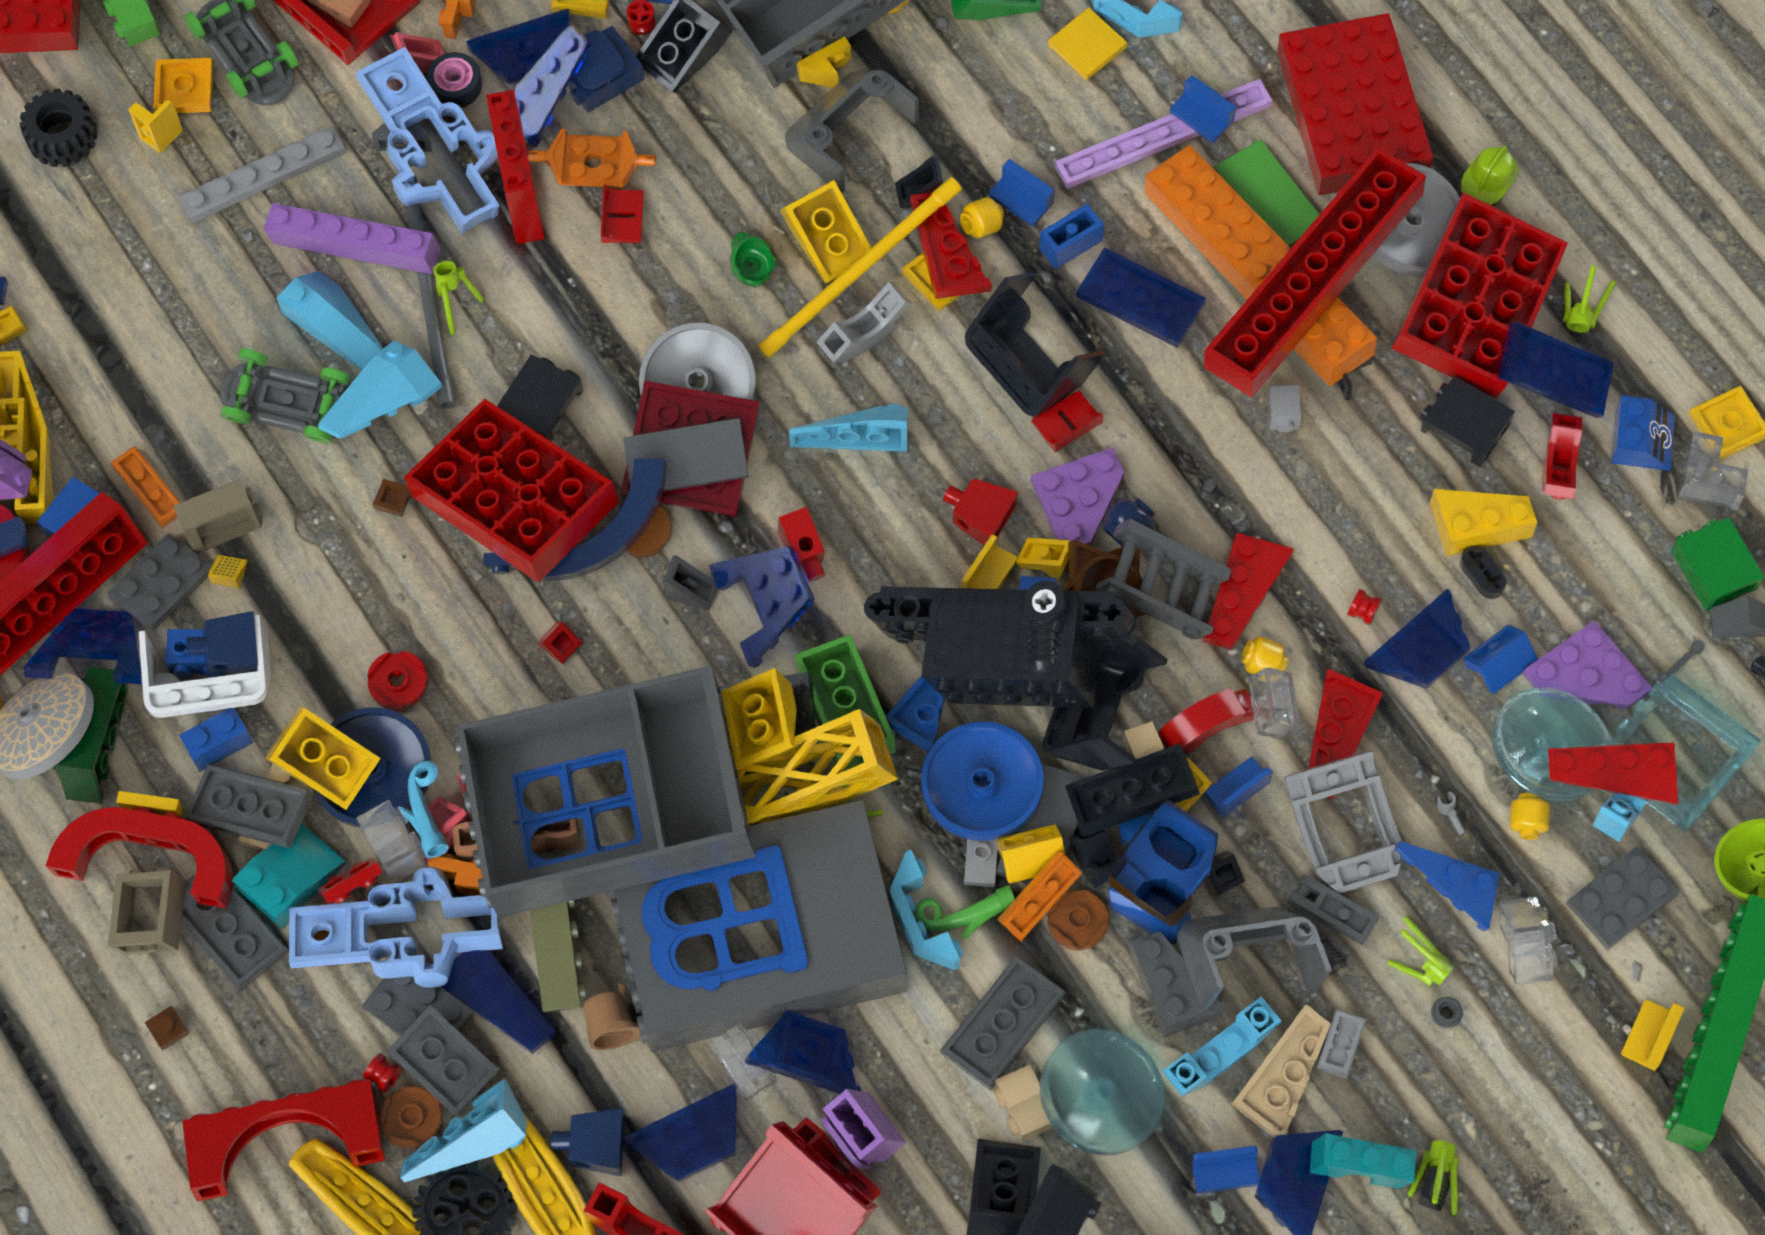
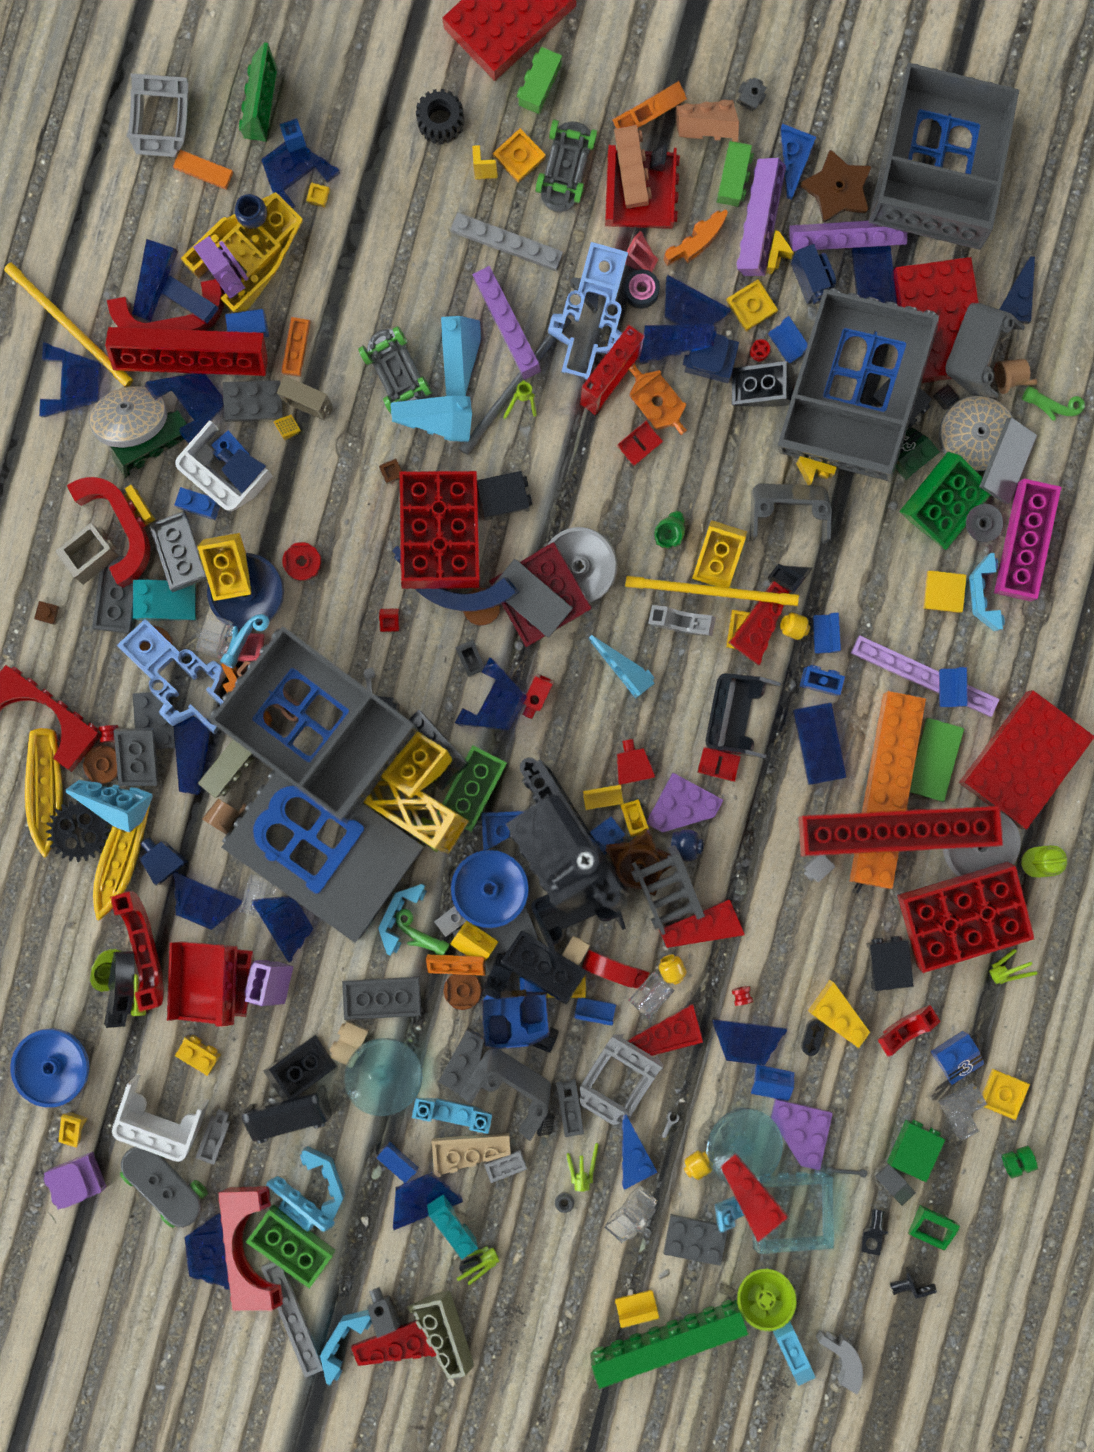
camera: 45 degrees right, 20 degrees up
(339, 887) = (181, 633): red plate -> none
(1556, 370) = (954, 989): clear blue plate -> none

